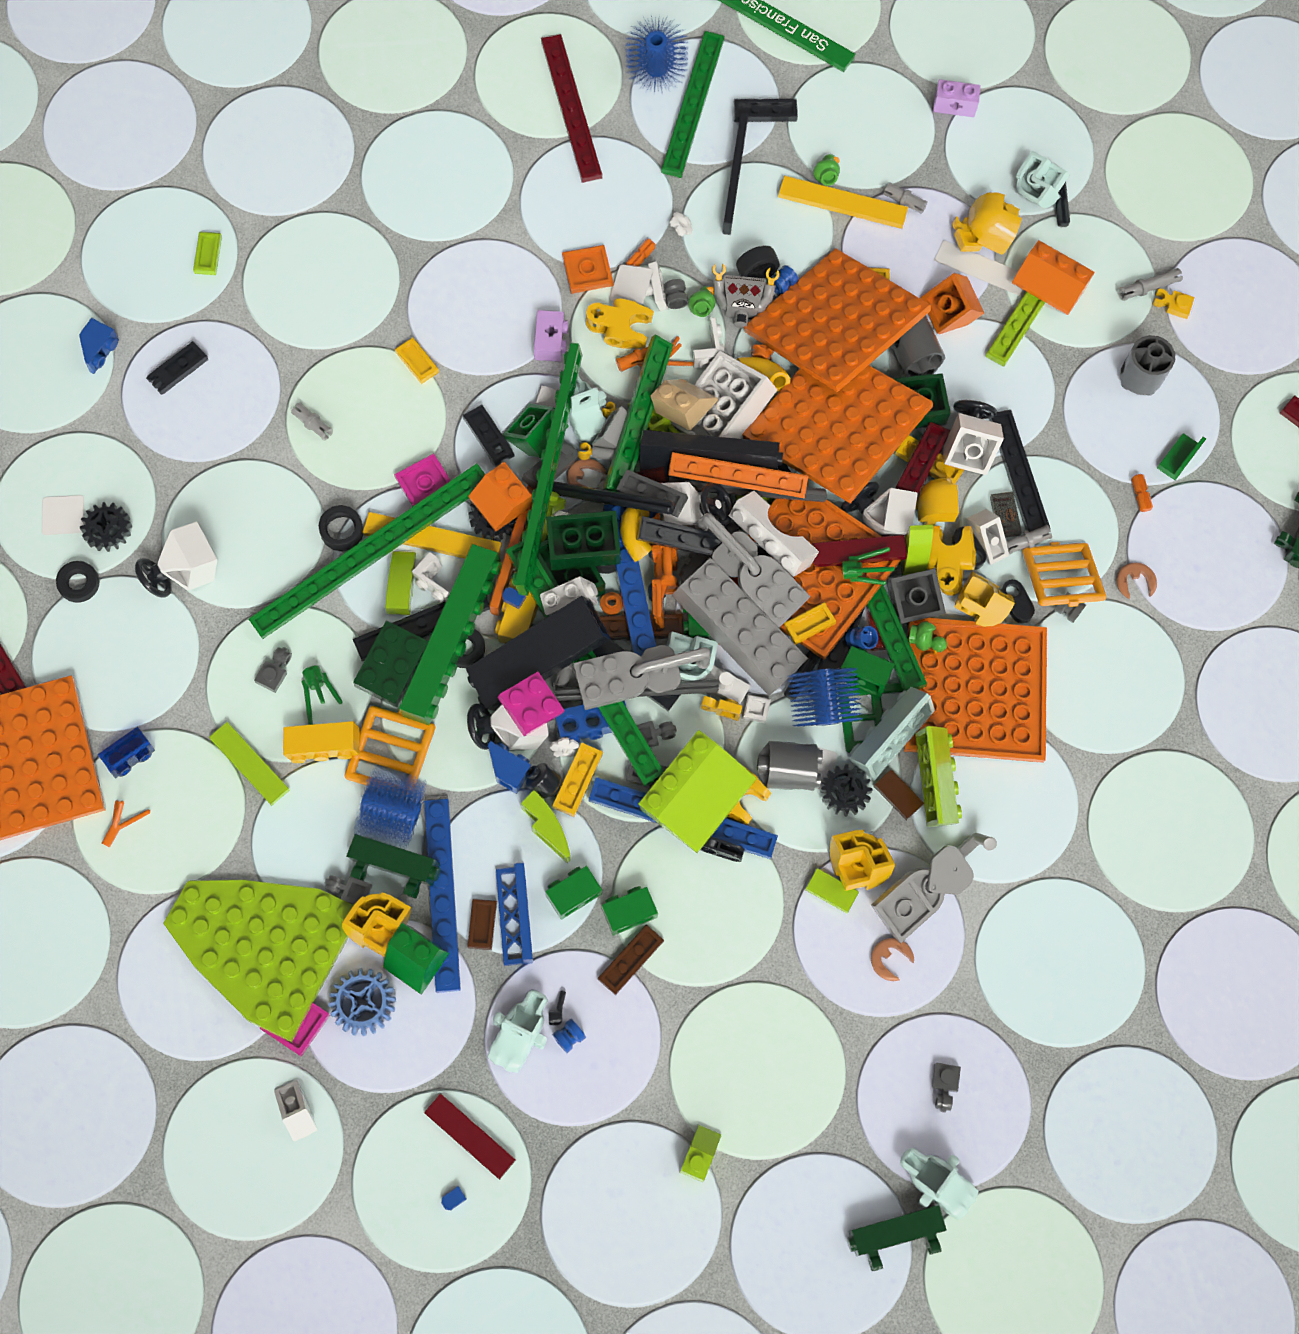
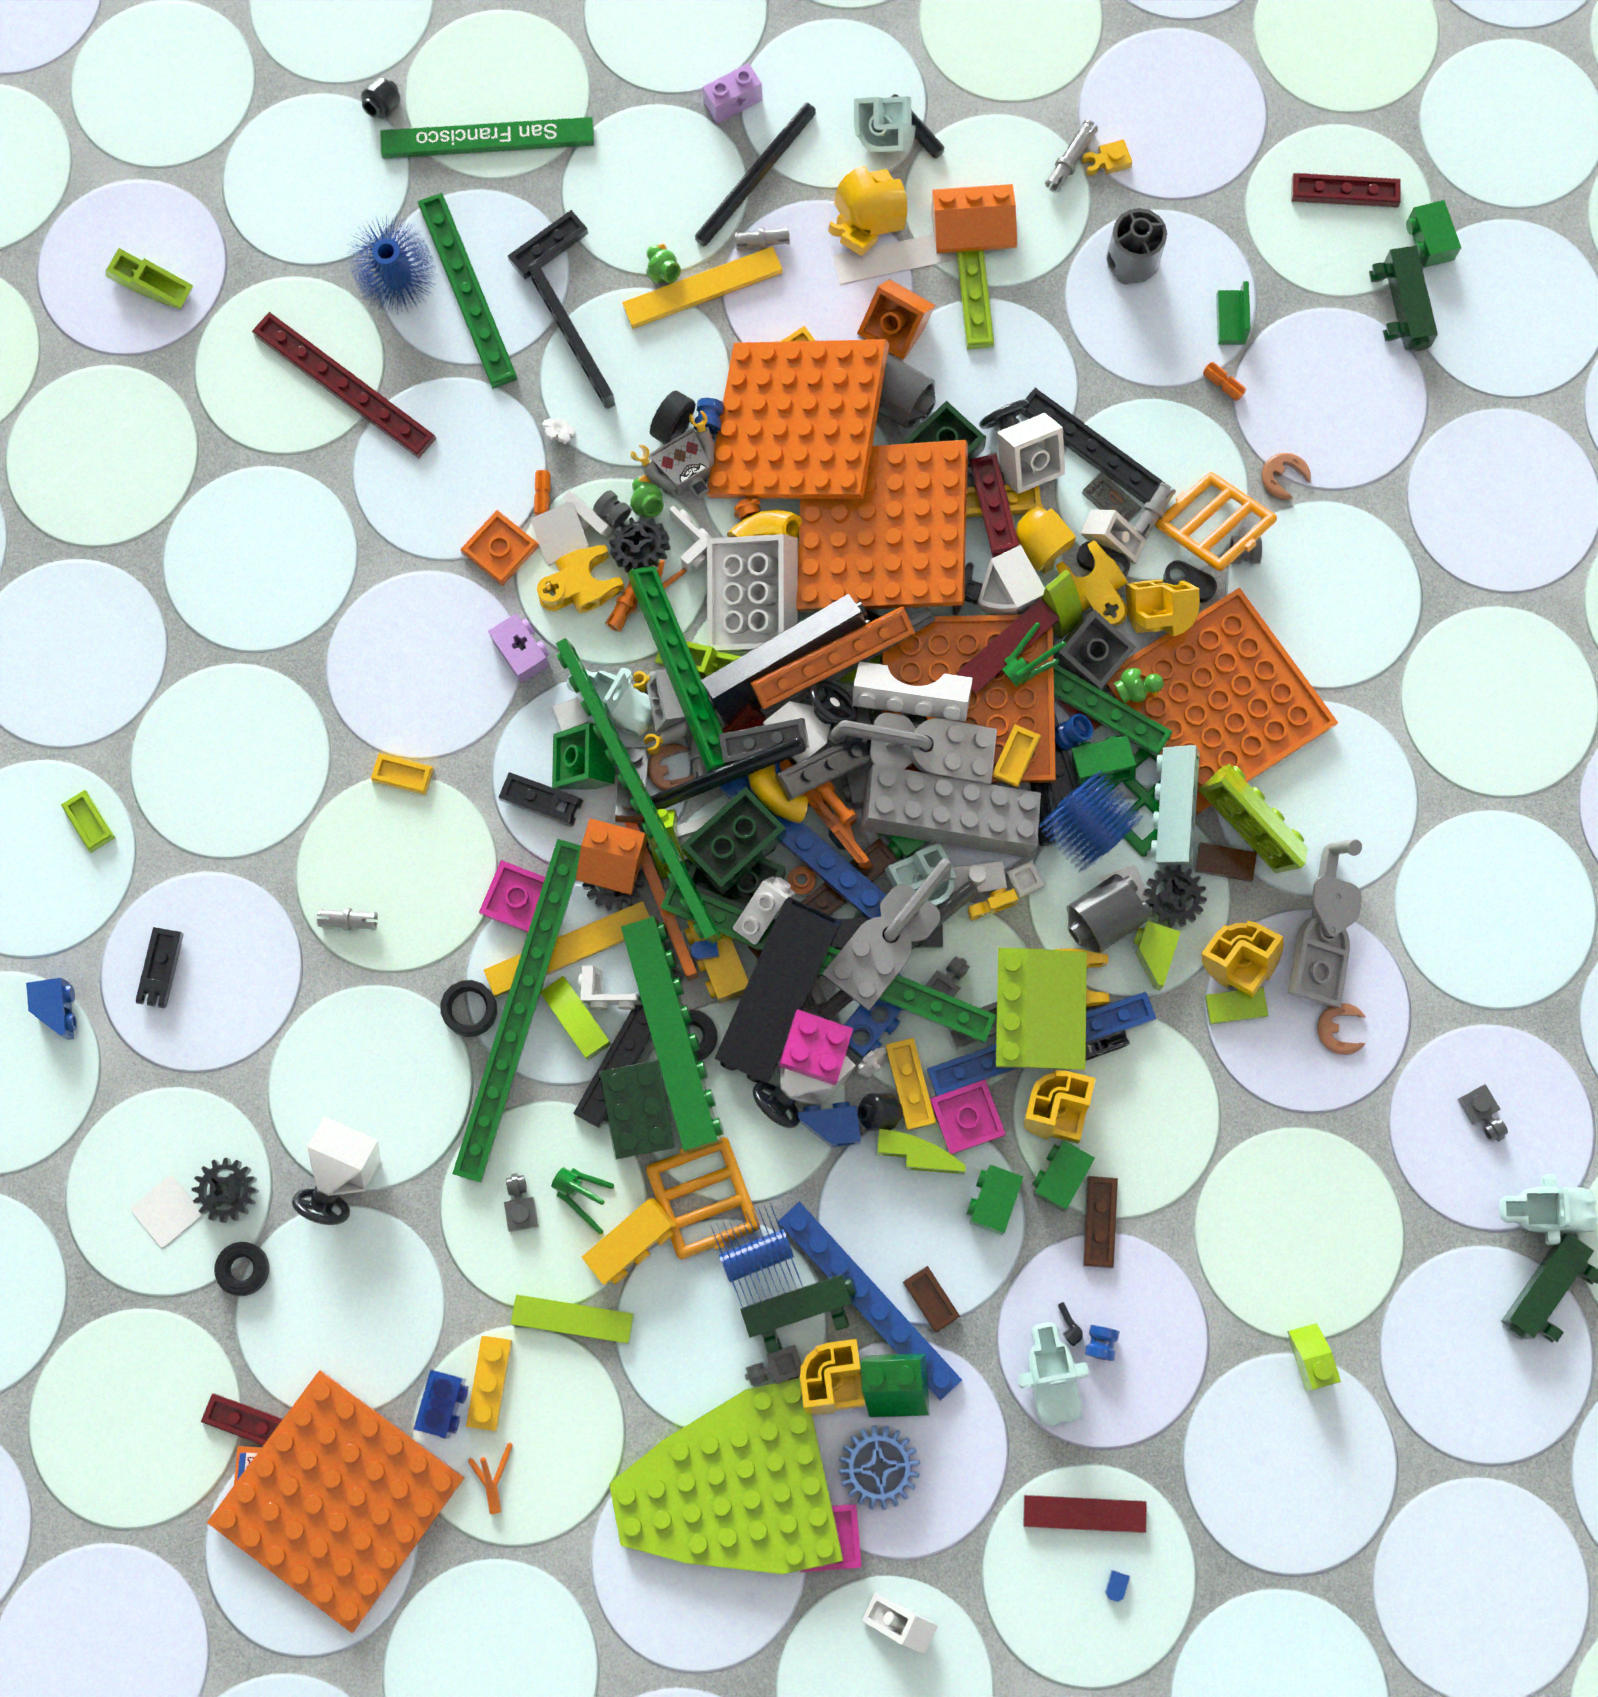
camera: 30 degrees left, 5 degrees up
(166, 763) = (489, 1383): none -> yellow plate
(523, 921) = (968, 1262): blue fence -> none
(597, 828) = (967, 1117): none -> dark pink plate
(661, 863) = (1059, 1105): none -> yellow brick
(676, 326) = (639, 544): none -> black gear
(682, 402) = (715, 621): tan slope -> none
(806, 815) = (1156, 951): none -> lime slope
(932, 157) = (755, 174): none -> black axle

